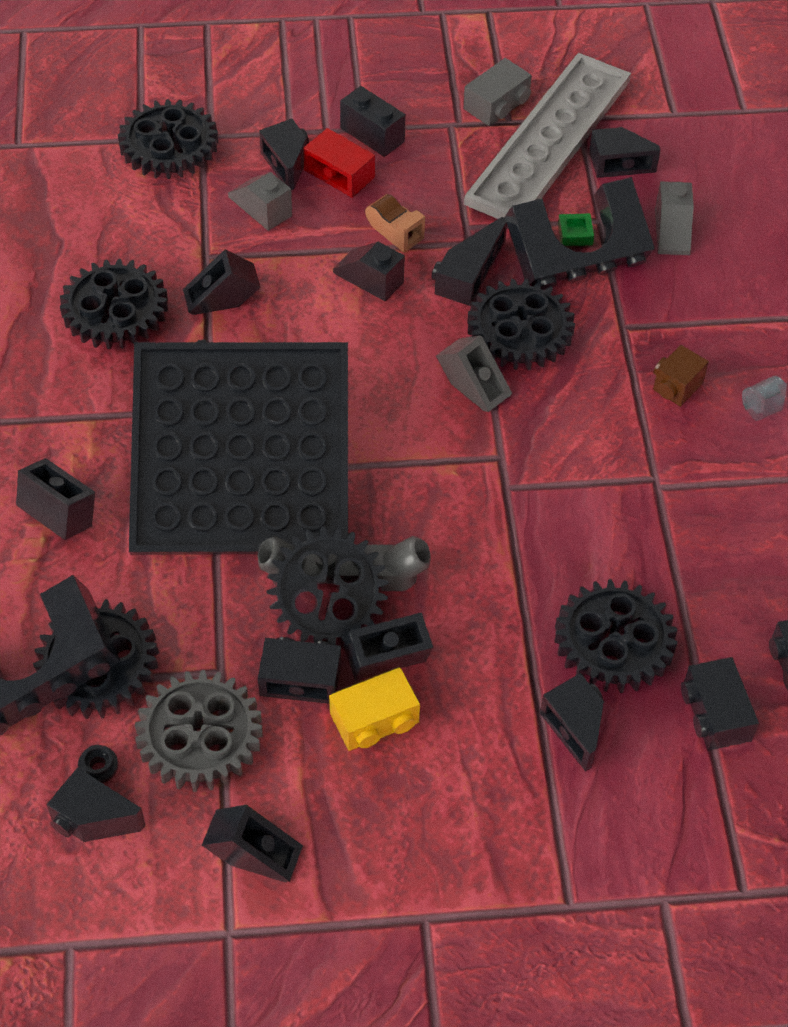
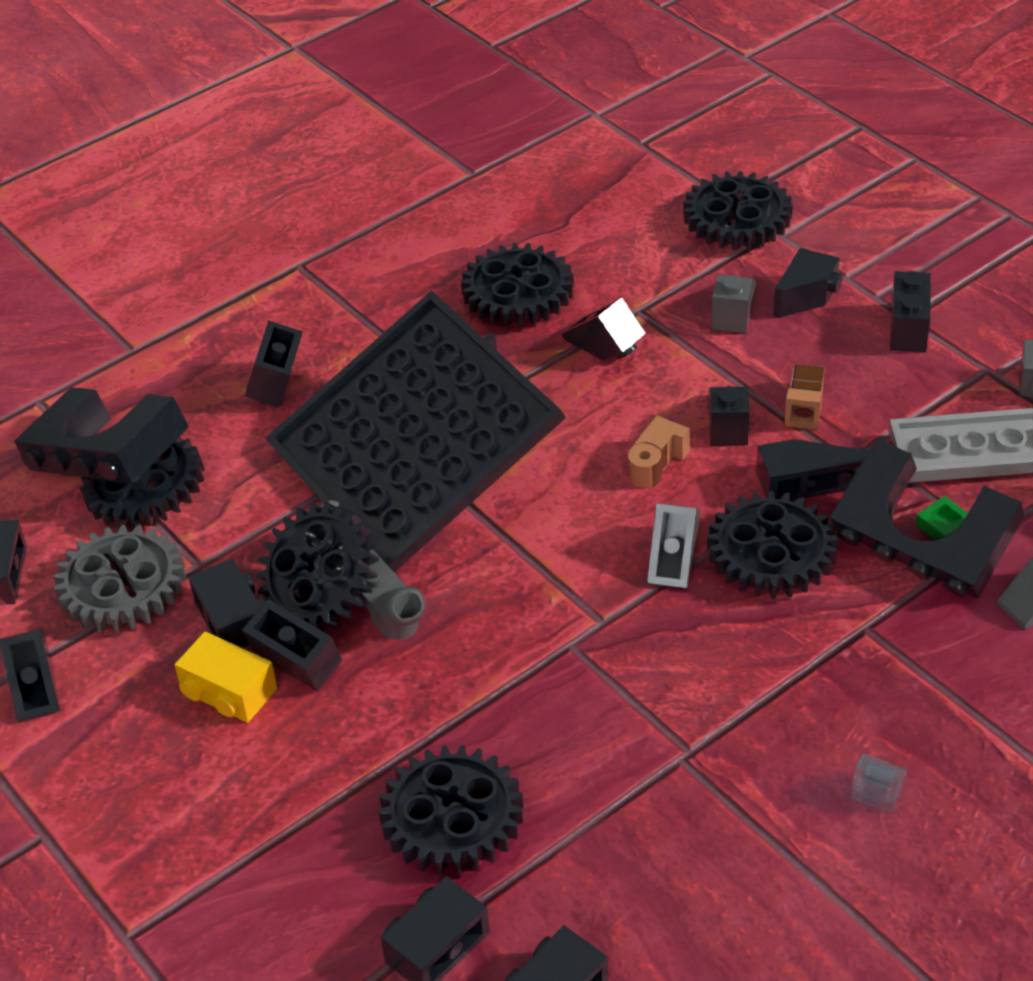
camera: 60 degrees right, 10 degrees down
(99, 754) = (46, 538): black plate -> none
(339, 162) = (835, 321): red brick -> none
(370, 328) = (655, 450): none -> nougat leg
(575, 717) = (327, 828): black slope -> none
(679, 375) = (831, 696): reddish brown brick -> none

